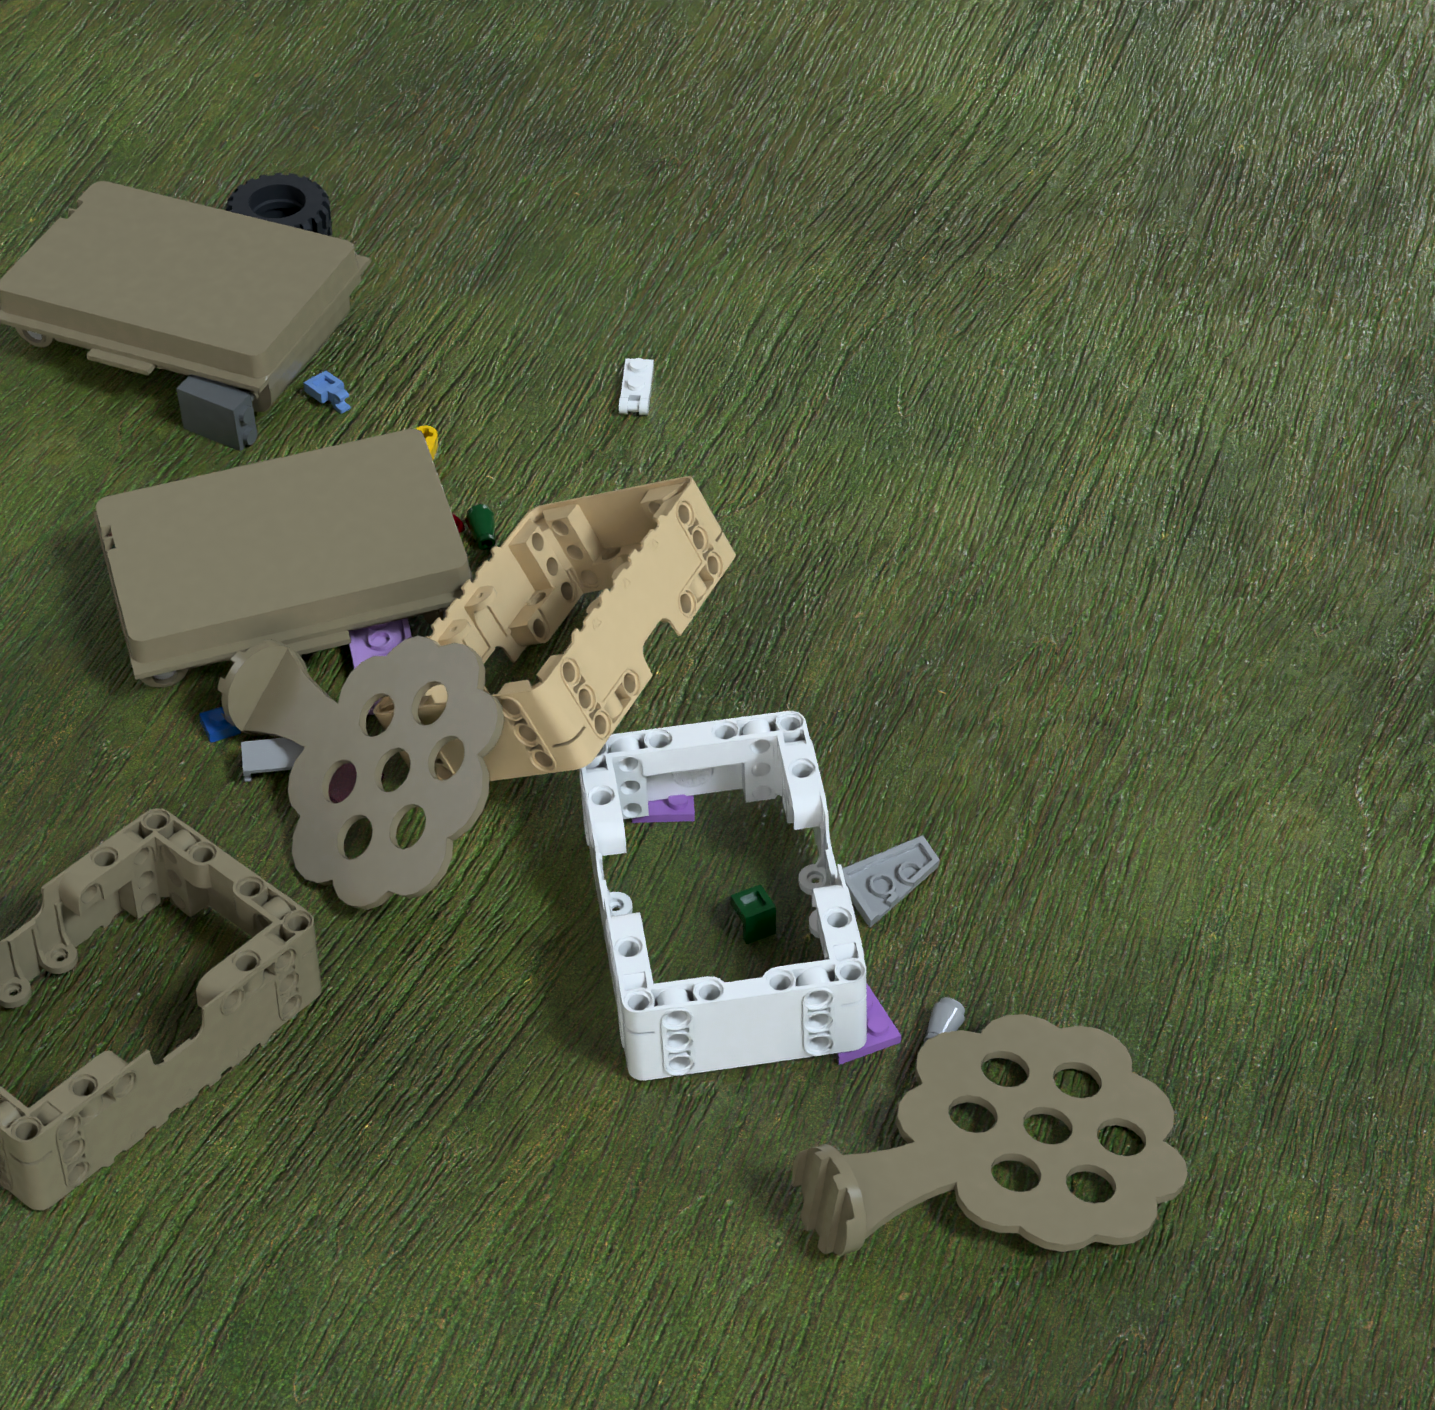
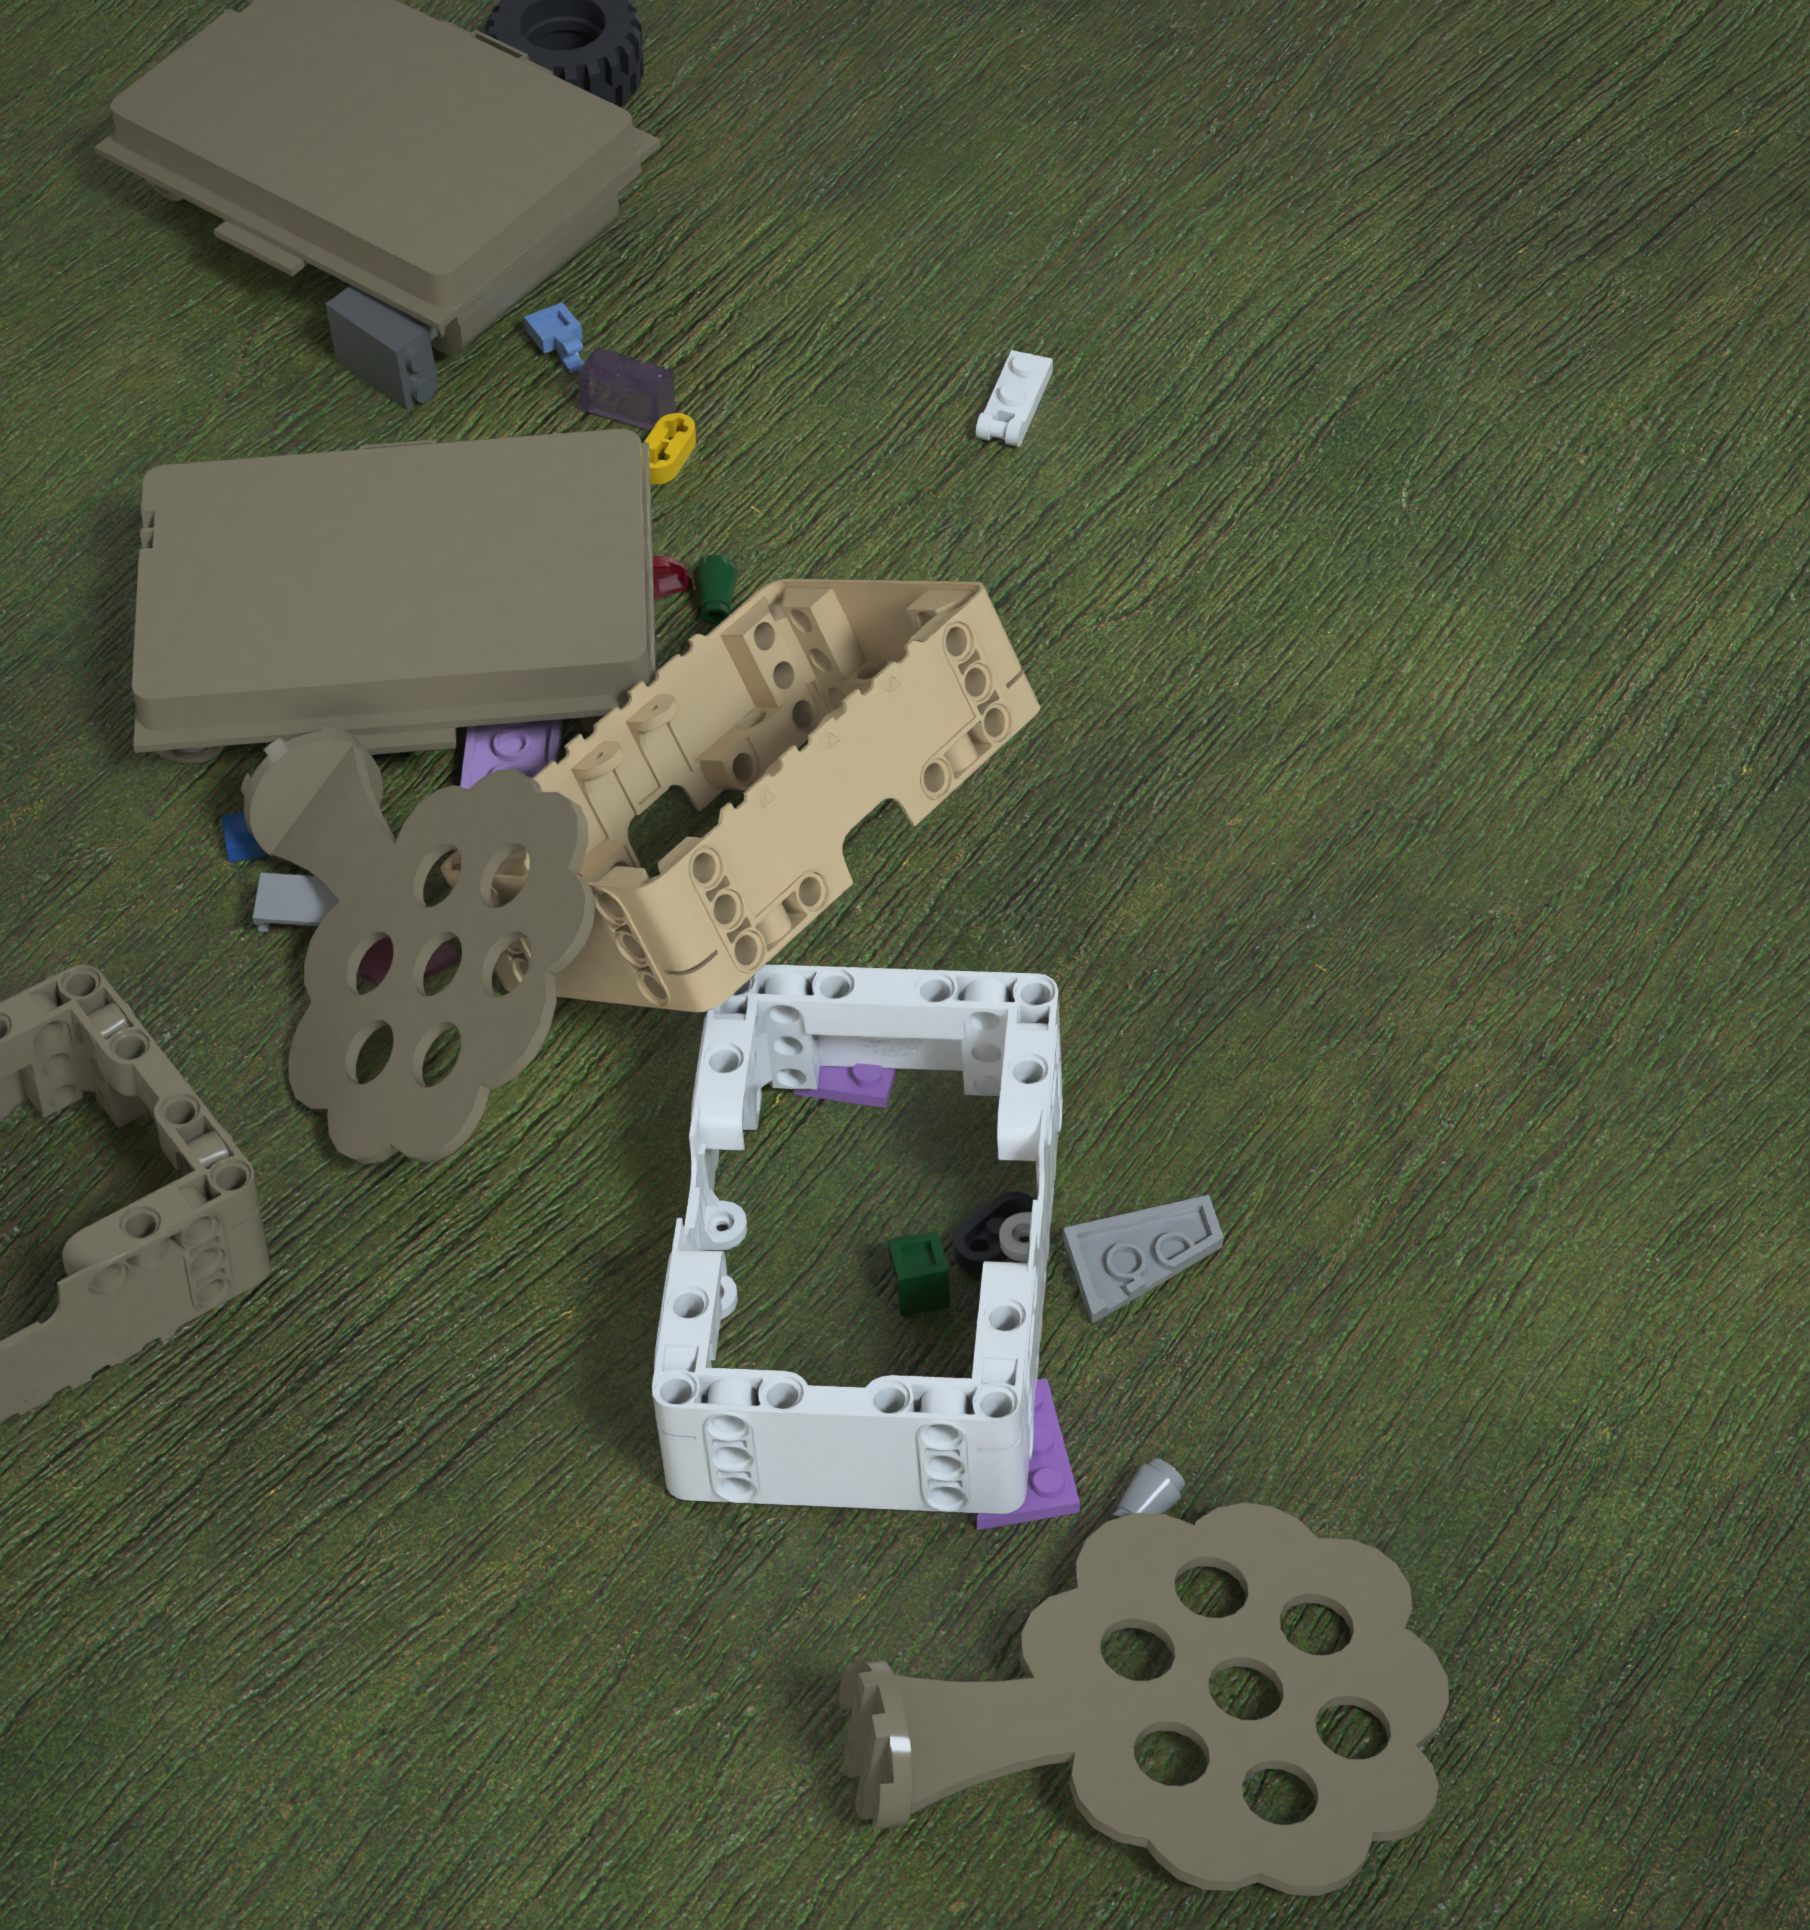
camera: 15 degrees right, 5 degrees up
(384, 414) = (626, 389): none -> clear purple brick
(785, 887) = (983, 1229): none -> black plate

